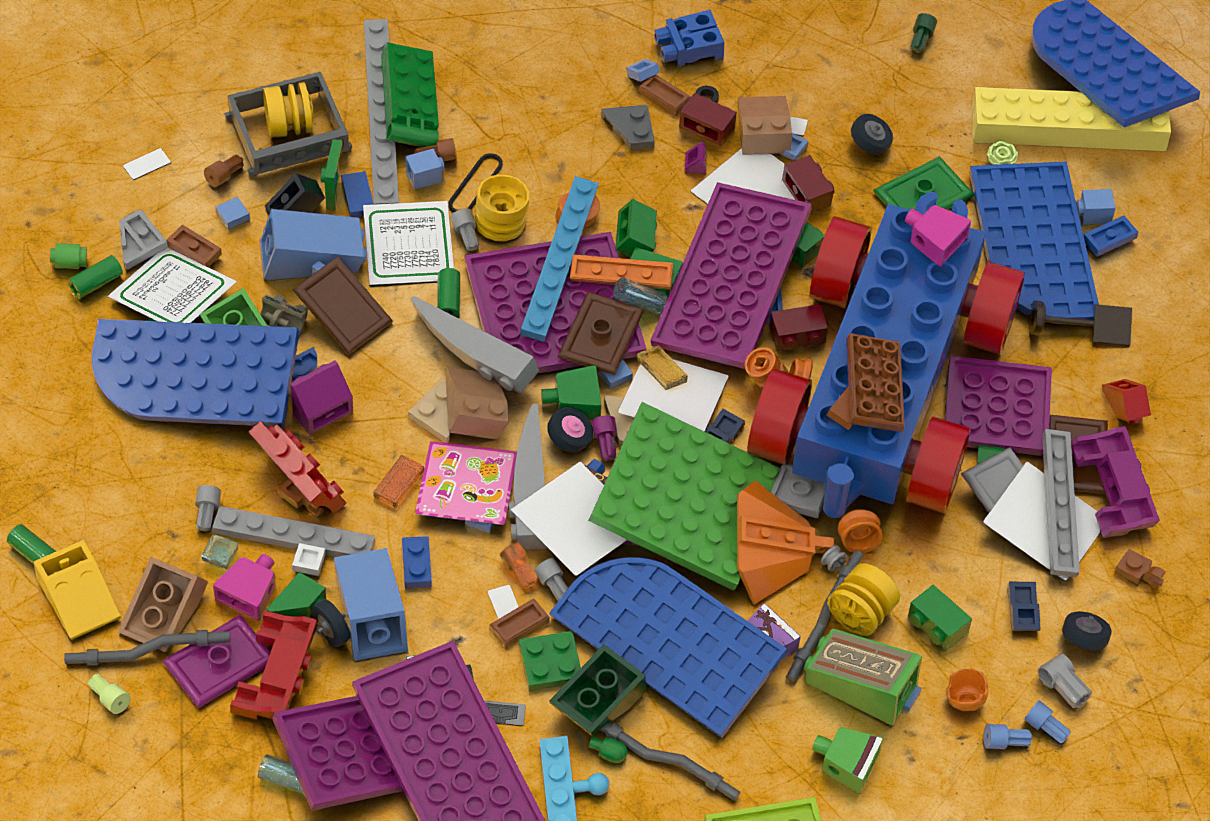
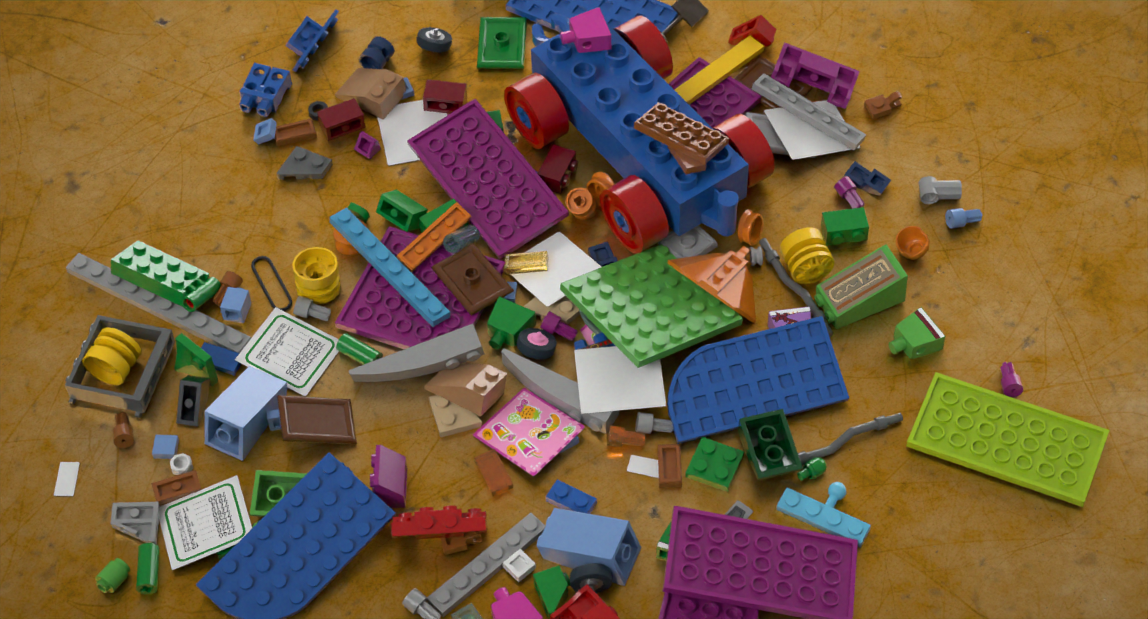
camera: 50 degrees left, 0 degrees up
(221, 235) = (181, 464): none -> white tile
(280, 314) = (293, 461): dark tan hips -> none
(607, 198) = (359, 212): none -> green tile
(785, 33) = (306, 38): none -> blue bracket
(801, 99) = (377, 53): none -> dark blue wheel
(990, 595) = (847, 189): none -> magenta piece
(999, 736) = (958, 246): medium blue piece -> none
(1037, 391) = (719, 69): none -> yellow tile
(1086, 630) = (911, 156): black wheel -> none

